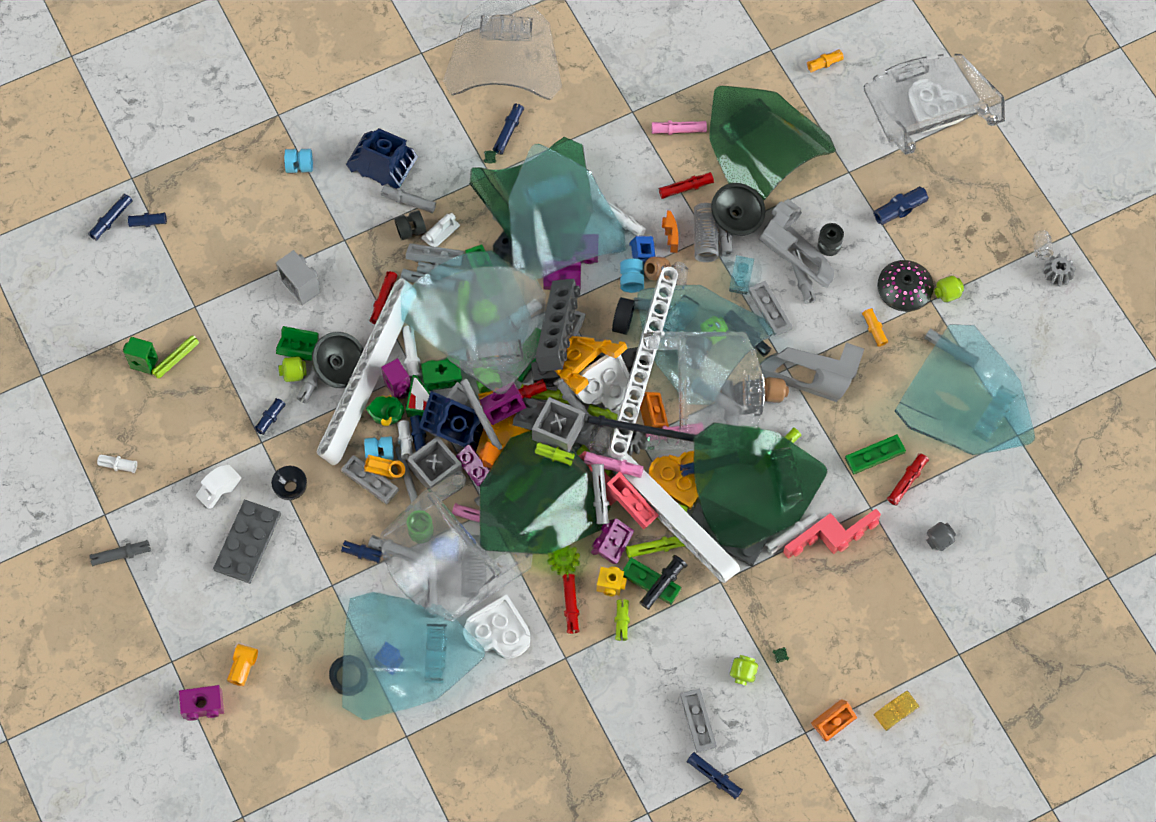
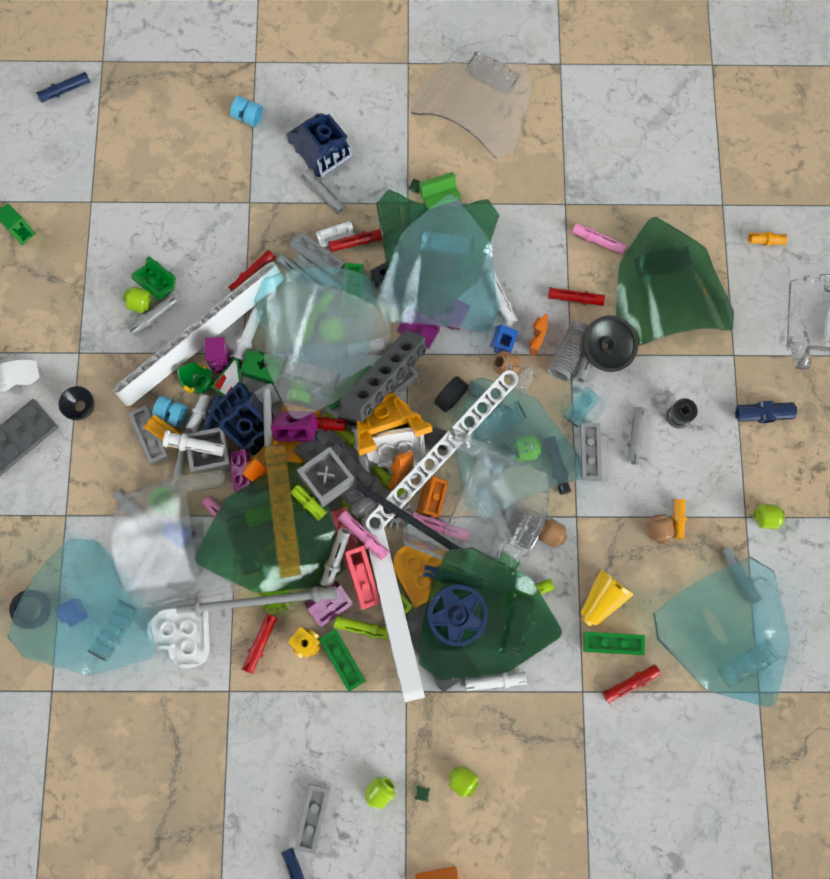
camera: 25 degrees right, 10 degrees up
(147, 219) = (92, 104): dark blue pin -> none
(175, 356) = (48, 239): lime axle -> none
(269, 416) = (95, 333): dark blue pin -> none
(298, 277) = (186, 217): light grey brick -> none
(338, 347) = (171, 297): pearl dark grey dish -> none
(361, 551) = (103, 497): dark blue pin -> none
(404, 228) = (304, 213): pearl dark grey wheel -> none
(413, 462) = (185, 442): none -> white pin
(468, 223) = (355, 240): none -> red pin
(510, 123) = (451, 163): dark blue pin -> none
(513, 150) = (437, 188): none -> bright green panel
(536, 469) = (282, 511): none -> clear yellow beam
(599, 533) = (315, 594): none -> light grey bar
(615, 393) = (401, 467): none -> orange slope
(622, 620) = (297, 683): lime pin -> none
(632, 275) = (479, 361): medium azure wheel -> none
(668, 575) = (358, 666): black pin -> none
(731, 490) = (457, 615): none -> dark blue wheel
(781, 236) = (637, 387): light grey panel -> none
(810, 625) = (463, 781): none -> lime head
(831, 375) = (611, 548): light grey panel -> none
(832, 534) = (533, 702): coral bracket -> none
(847, 420) = (604, 599): none -> yellow cone
(866, 340) = (660, 528): none -> medium nougat head
(902, 294) = (719, 497): pearl dark grey dish -> none
(940, 536) = (632, 757): dark grey head -> none

